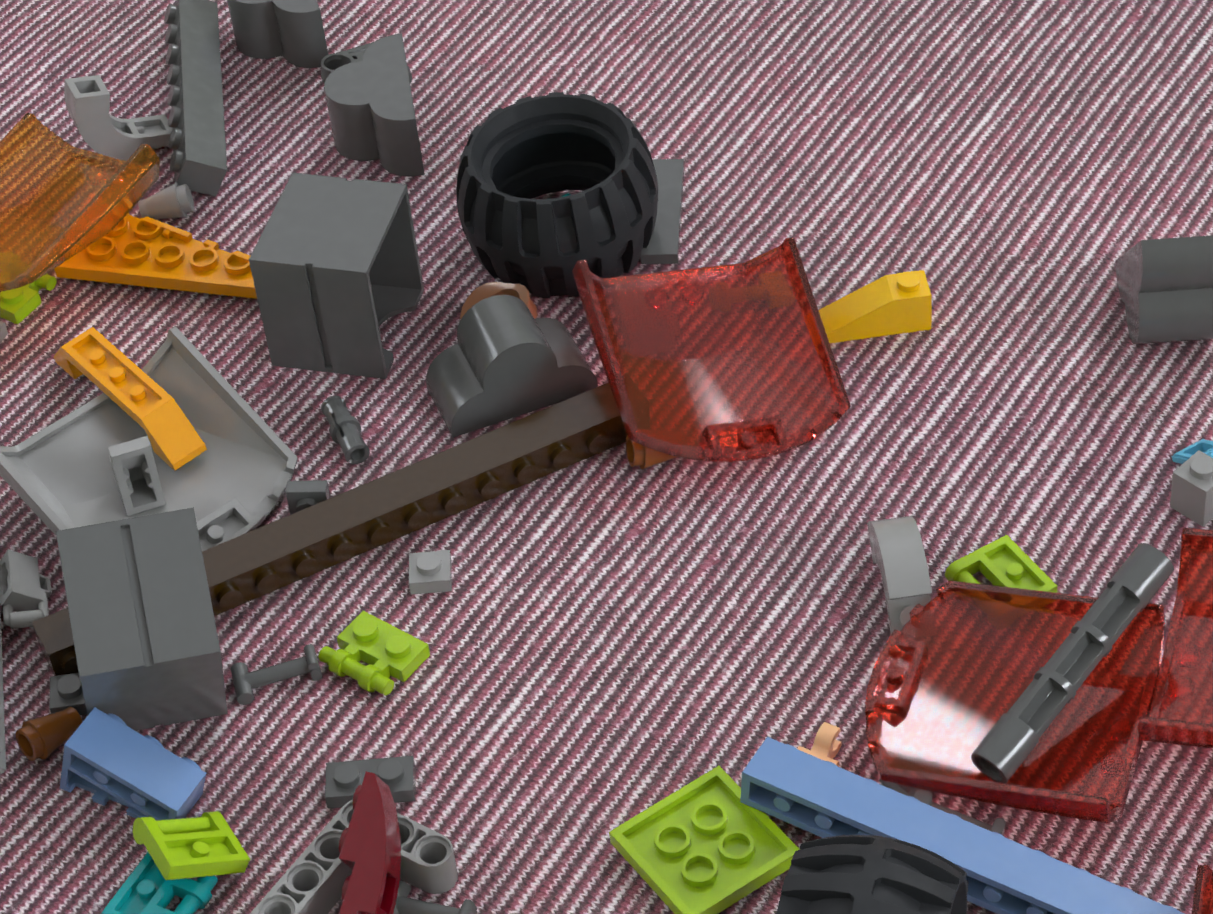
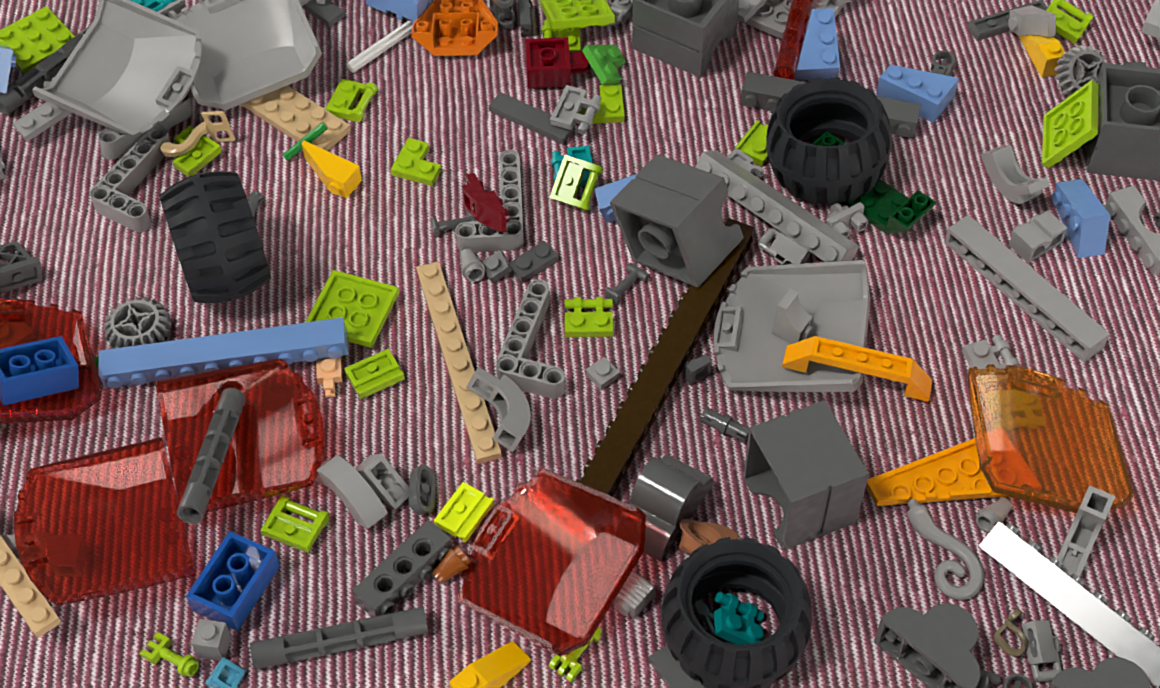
camera: 140 degrees right, 10 degrees up
(251, 221) = (925, 527): none -> light grey plant
(265, 121) = (1009, 623): none -> dark tan piece
(276, 83) = (1042, 649): none -> light grey piece
(432, 794) = (497, 266): none -> dark grey plate
(468, 815) = (472, 267): none -> light grey cone
(535, 638) = (519, 344): none -> light grey beam
(600, 561) = (508, 402): none -> light grey arch
(603, 705) = (458, 362): none -> tan plate
(742, 723) = (374, 373): none -> lime plate
(764, 487) = (464, 512): none -> neon yellow plate
(808, 527) = (422, 489): none -> dark grey plate
(828, 433) = (452, 564): none -> dark orange cone
(847, 571) = (384, 480): none -> light grey arch
(895, 456) = (406, 557): none -> dark grey brick
(1031, 422) = (338, 638): none -> dark grey piece
(1109, 526) = (233, 580): none -> blue brick

